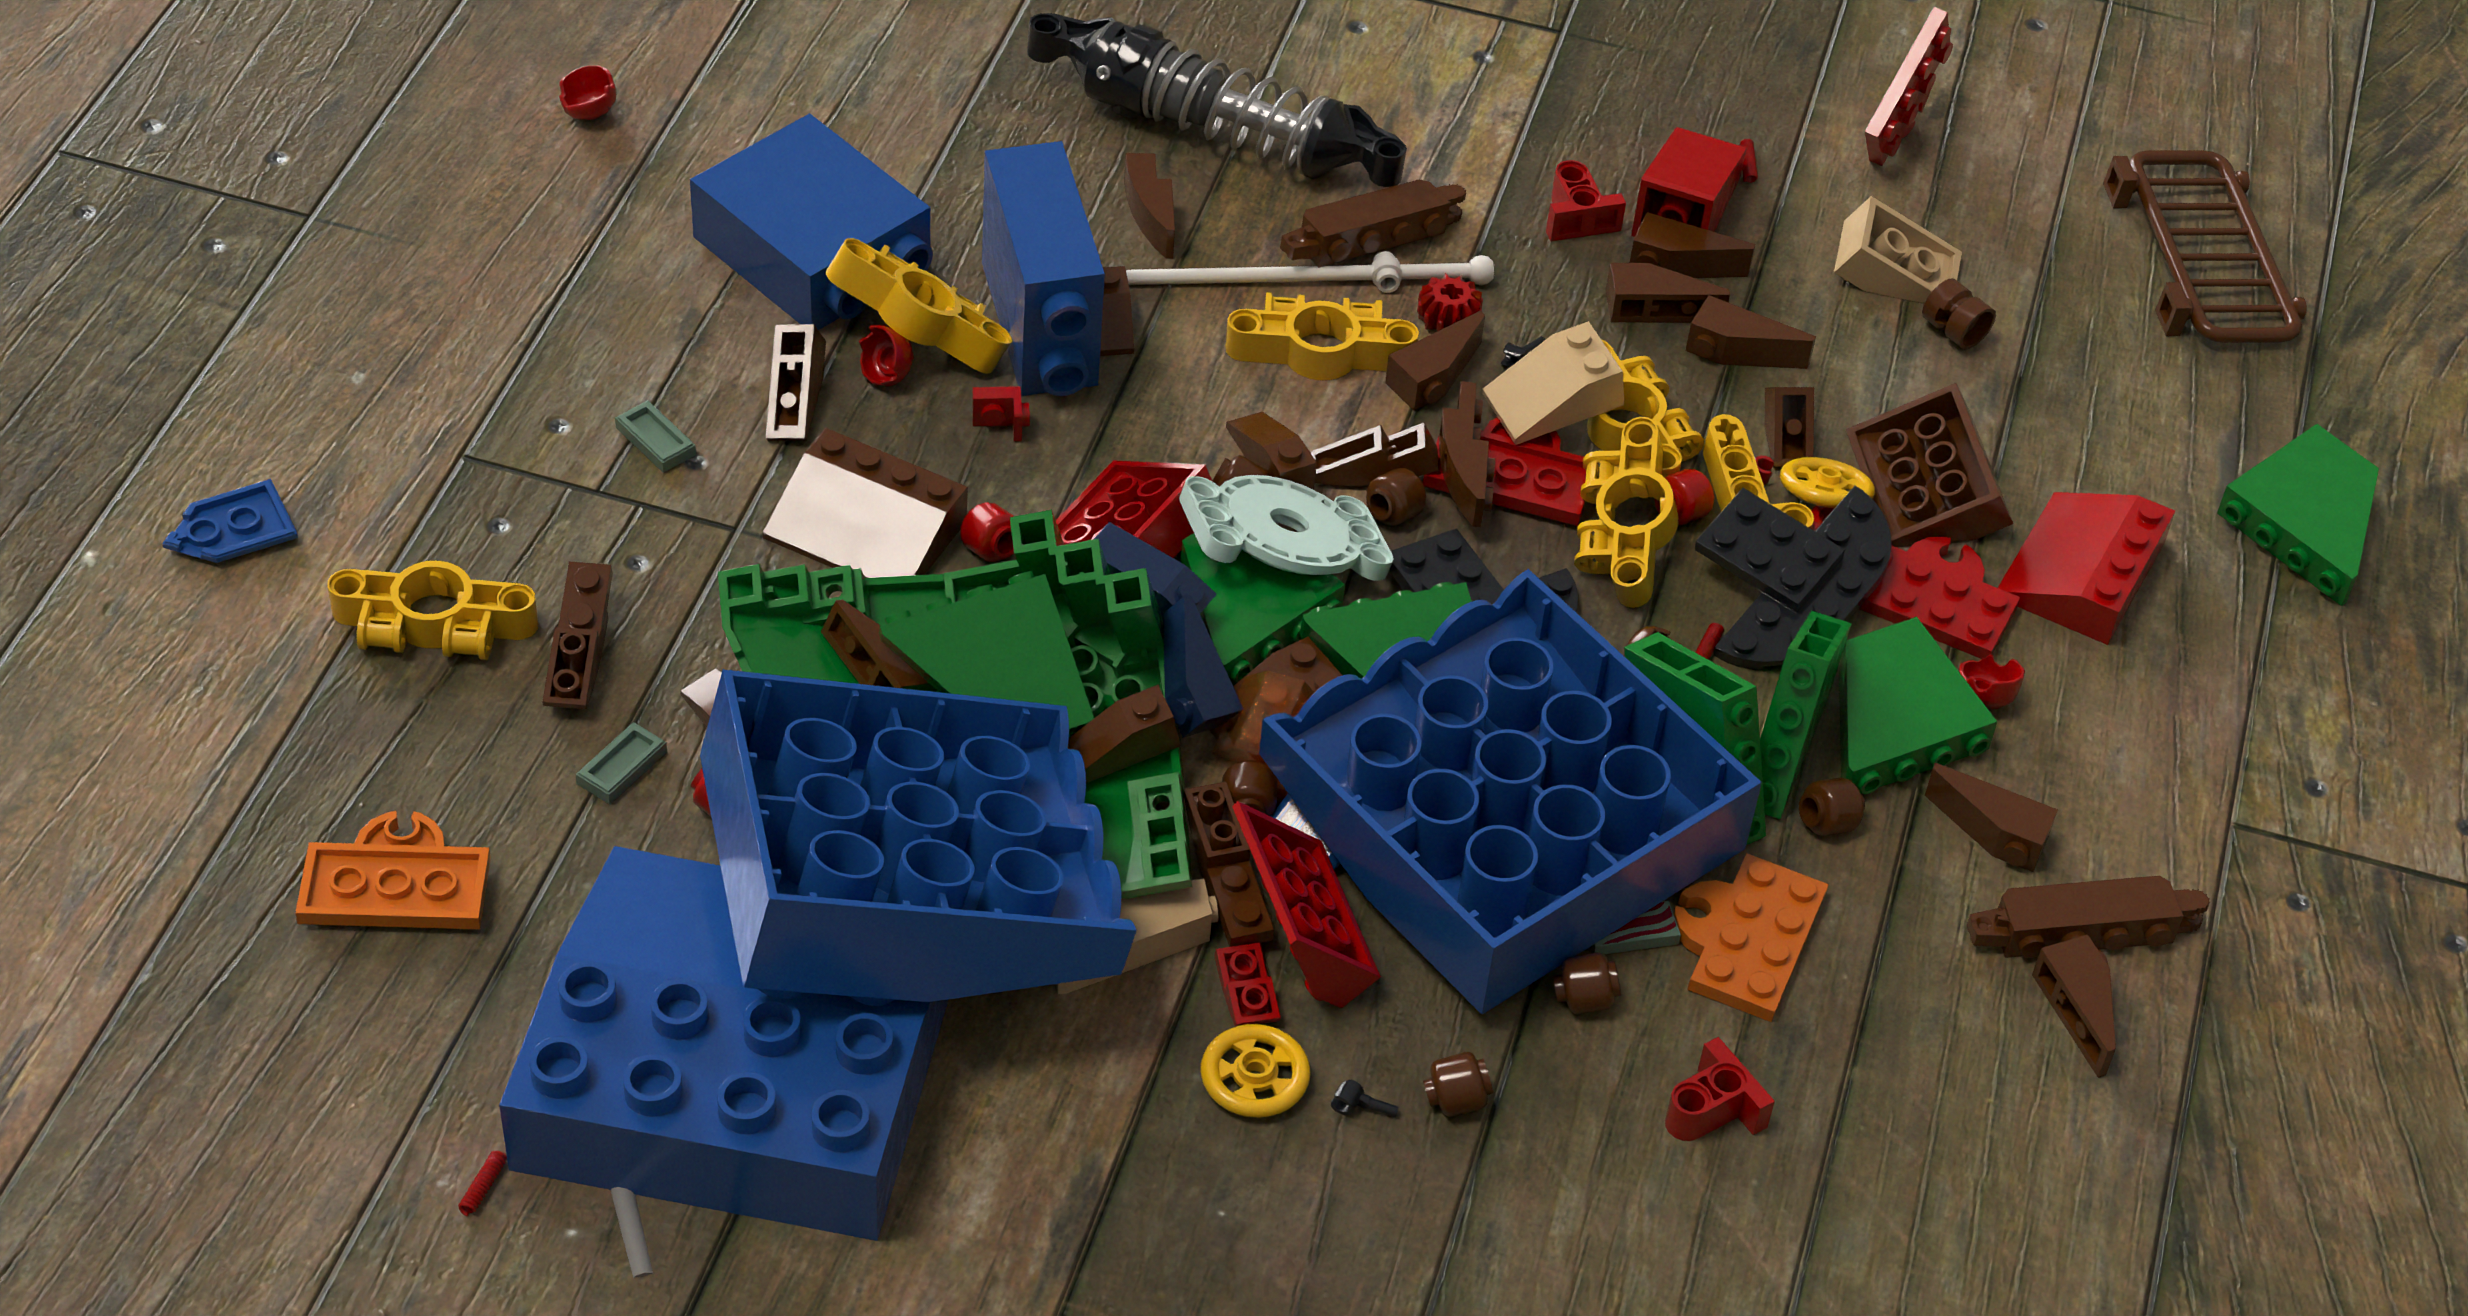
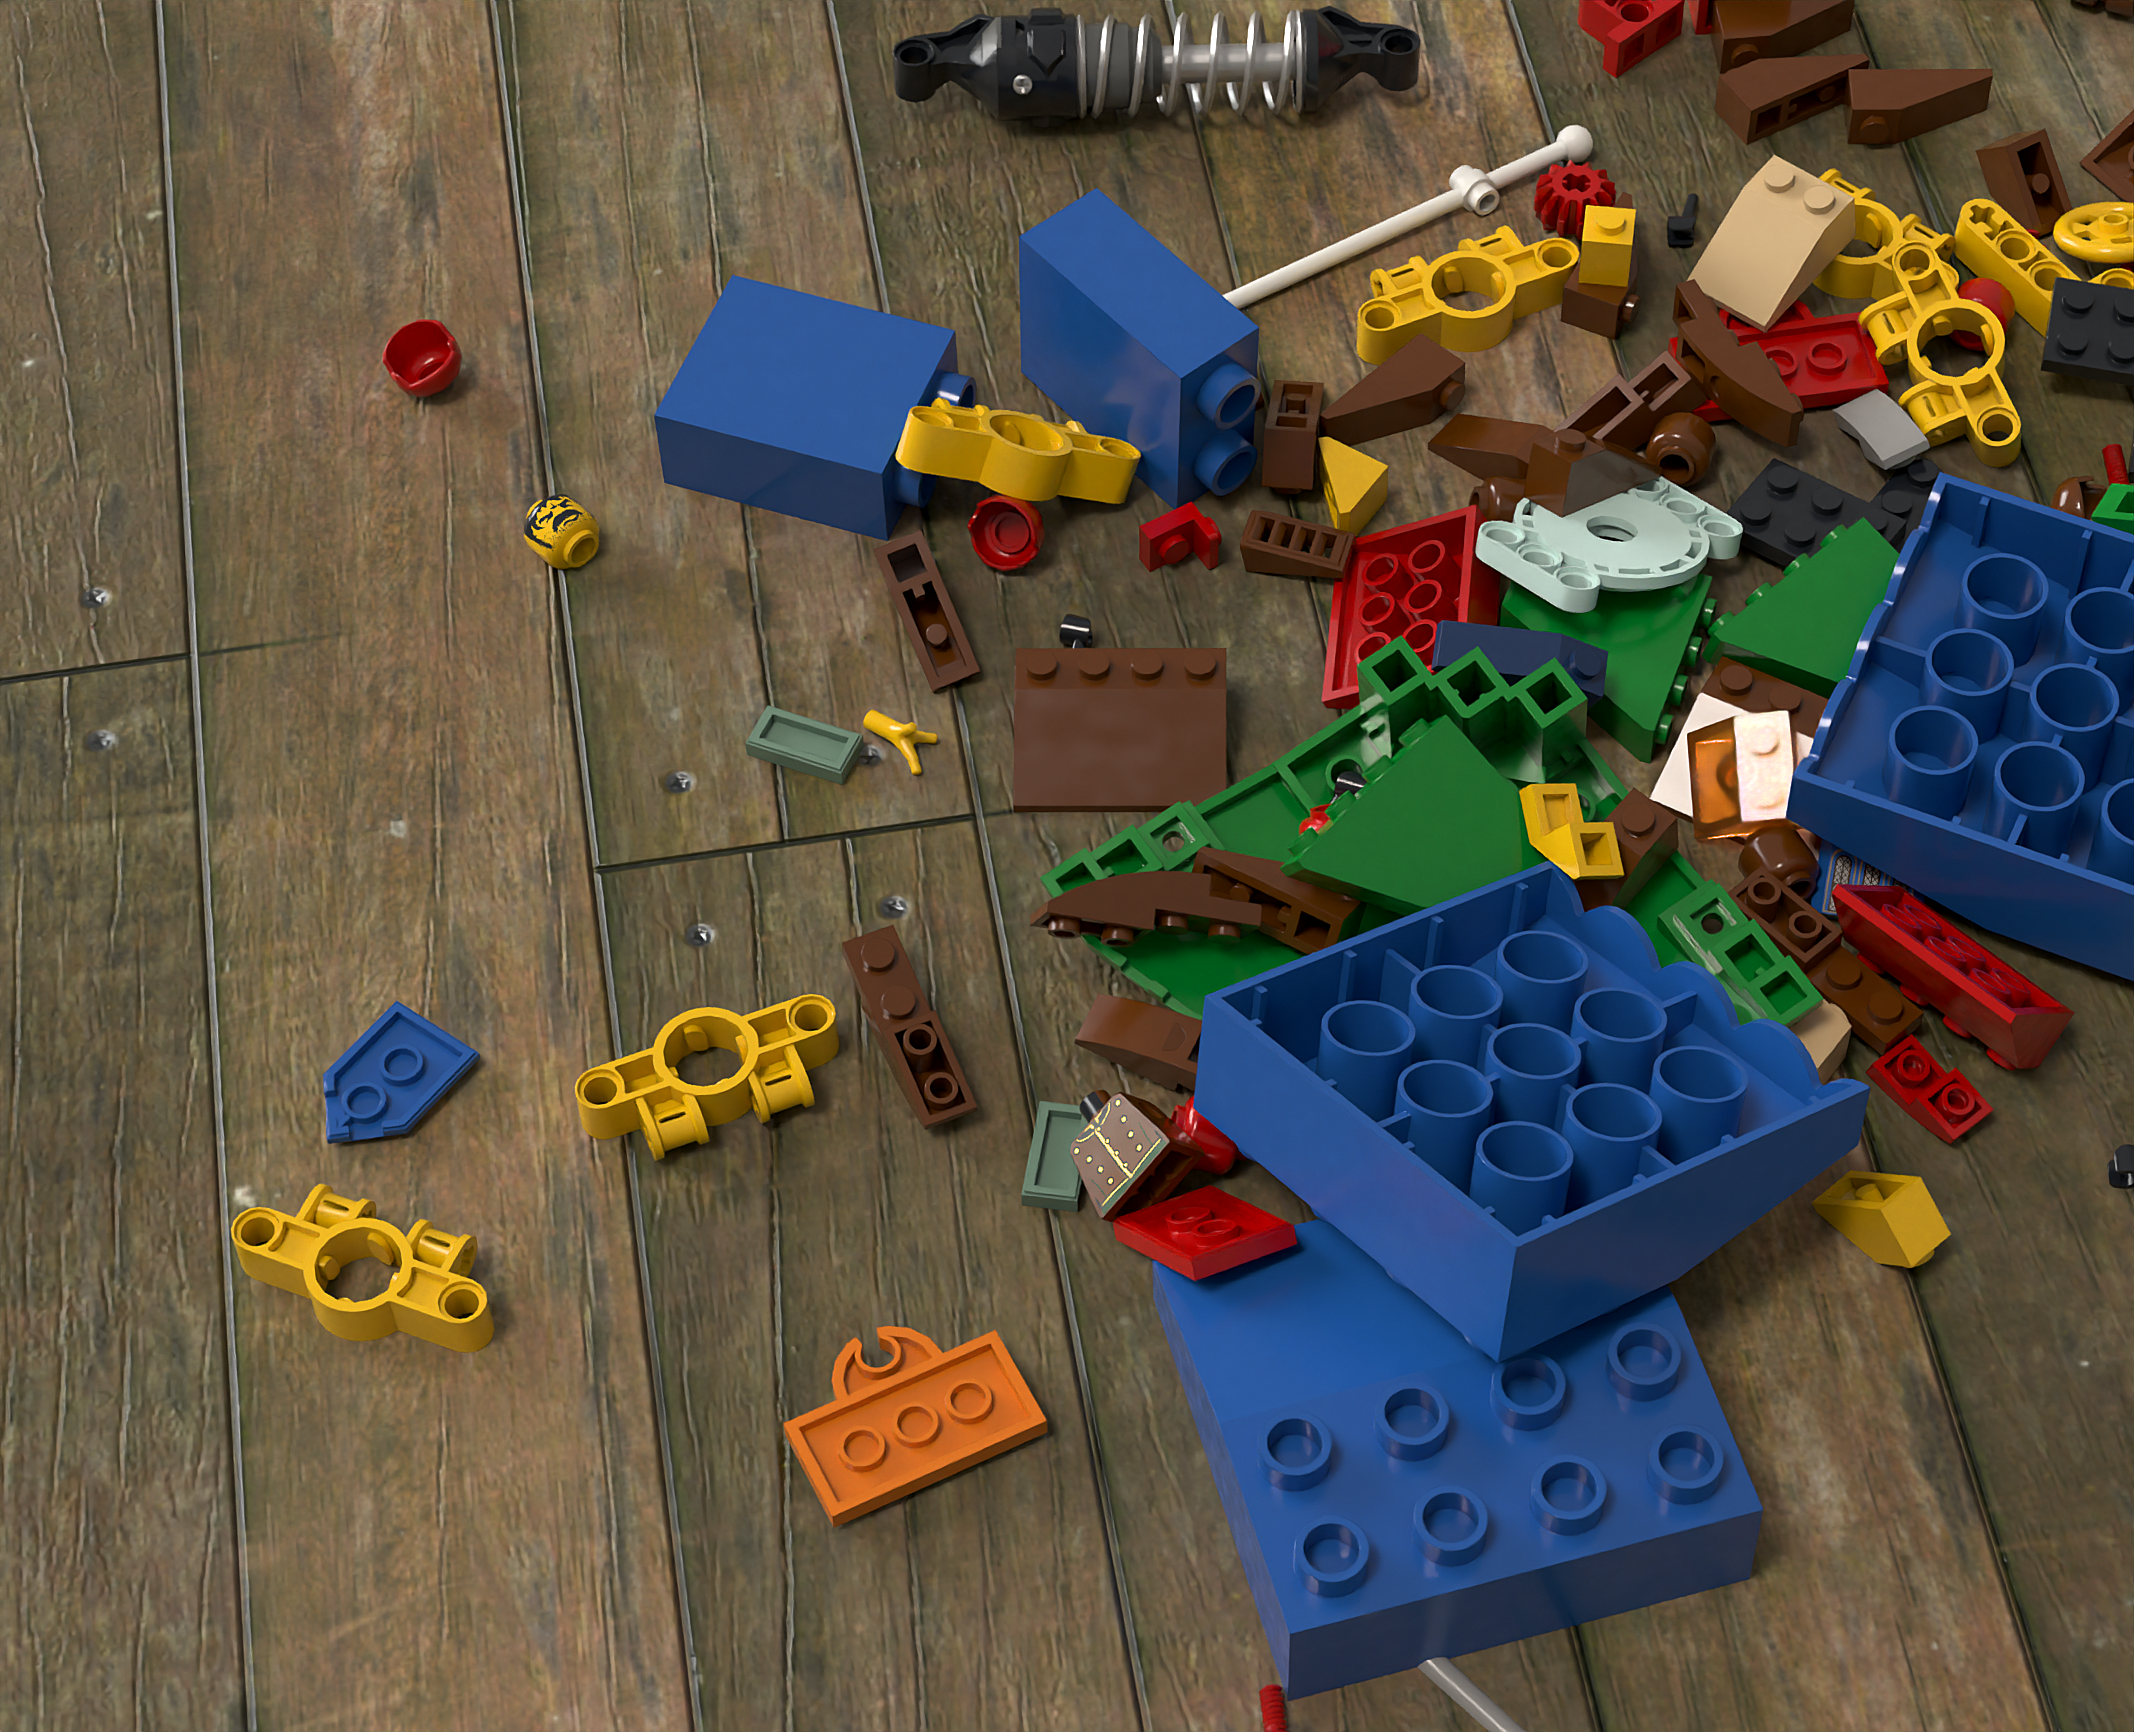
camera: 20 degrees left, 5 degrees up
(146, 663) = (337, 1230): none -> yellow piece
(596, 236) = (561, 532): none -> yellow head
(655, 779) = (1130, 1153): none -> reddish brown torso
(662, 843) = (1204, 1232): none -> red tile
(721, 457) = (901, 735): none -> yellow bar
(753, 609) = (1130, 904): none -> reddish brown slope
(888, 441) = (1076, 632): none -> black hand
(988, 532) = (1276, 689): red head -> none
(1062, 429) = (1269, 531): none -> reddish brown slope
(1087, 694) = (1560, 834): none -> yellow slope
(1129, 376) = (1292, 436): none -> reddish brown slope
(1145, 427) = (1351, 484): none -> yellow slope
(1146, 1052) = (1885, 1216): none -> yellow slope
(1150, 201) = (1167, 215): reddish brown slope -> none
(1194, 674) = (1644, 749): dark blue slope -> none
(1224, 380) = (1398, 395): none -> reddish brown slope
(1251, 1058) = (2026, 1147): yellow plate -> none
(1294, 471) = (1579, 470): none -> reddish brown slope
(1374, 222) = (1428, 137): reddish brown hinge -> none
(1434, 335) = (1606, 246): none -> yellow slope
(1550, 543) = (1883, 430): none -> light grey slope

